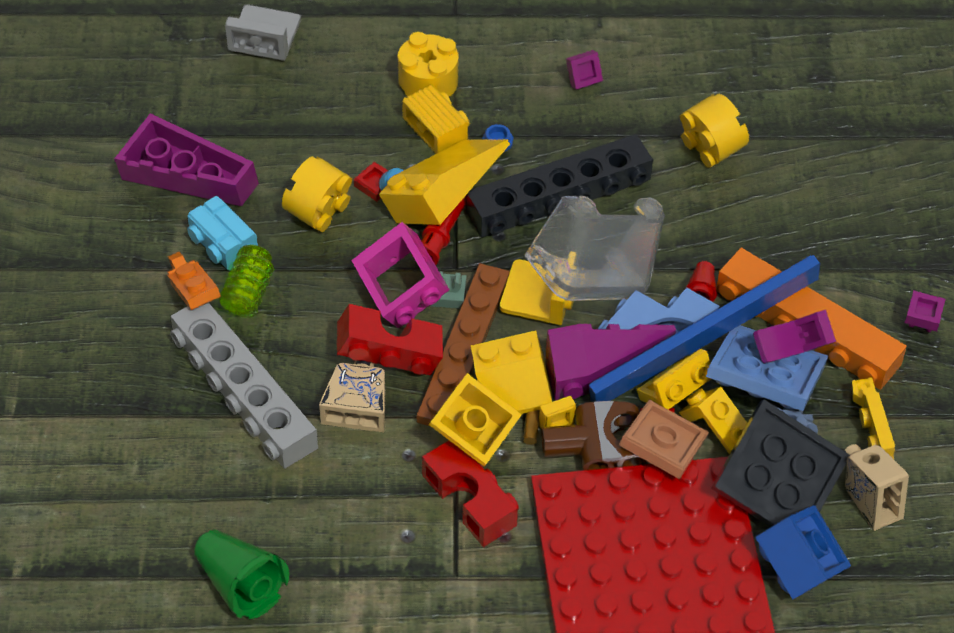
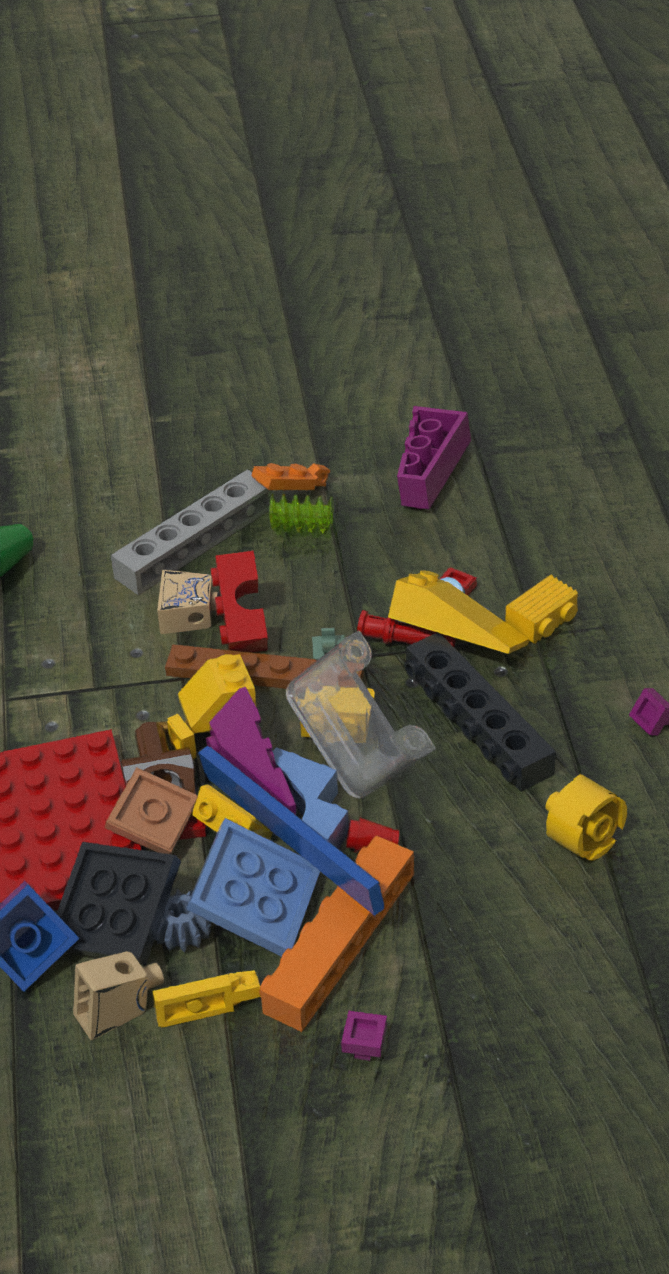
camera: 85 degrees right, 10 degrees down
(219, 231) = (360, 492): medium azure brick -> none
(262, 32) = (621, 482): light grey bracket -> none
(317, 193) = (411, 535): yellow brick -> none
(385, 254) = (323, 602): dark pink window -> none
(428, 61) = (607, 591): yellow brick -> none
(475, 419) = (149, 666): yellow slope -> none
(491, 510) = (70, 703): red arch -> none
(499, 132) = (533, 660): blue plate -> none
(718, 413) = (192, 851): yellow bracket -> none
(794, 337) = (283, 893): magenta bracket -> none

